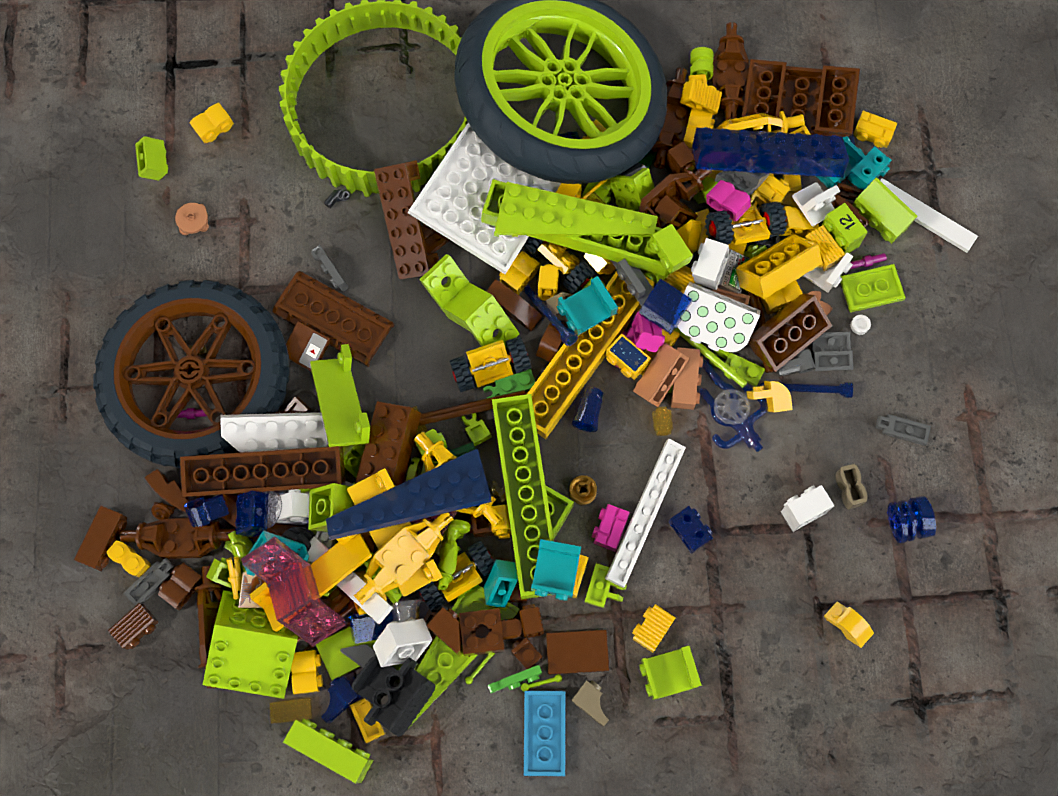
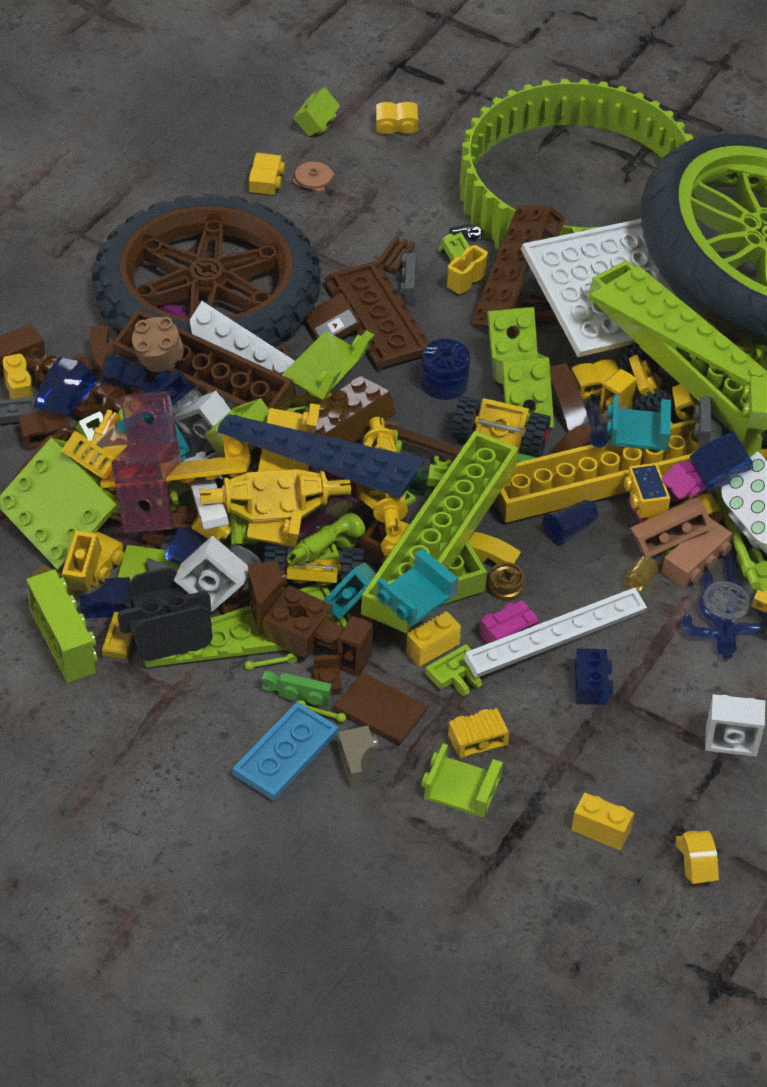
camera: 30 degrees right, 25 degrees down
(157, 241) = (266, 173): none -> yellow brick
(174, 554) = (64, 386): none -> clear blue slope
(221, 482) = (157, 343): none -> medium nougat brick
(249, 620) = (101, 465): none -> yellow slope
(301, 239) = (389, 250): none -> reddish brown tile
(305, 695) = (82, 561): none -> yellow brick
(342, 219) = (453, 245): none -> lime bracket
(366, 236) = (467, 269): none -> yellow brick
(425, 344) = (445, 369): none -> clear blue wheel
(559, 470) = (493, 548): none -> yellow slope
(776, 640) = (602, 821): none -> yellow brick

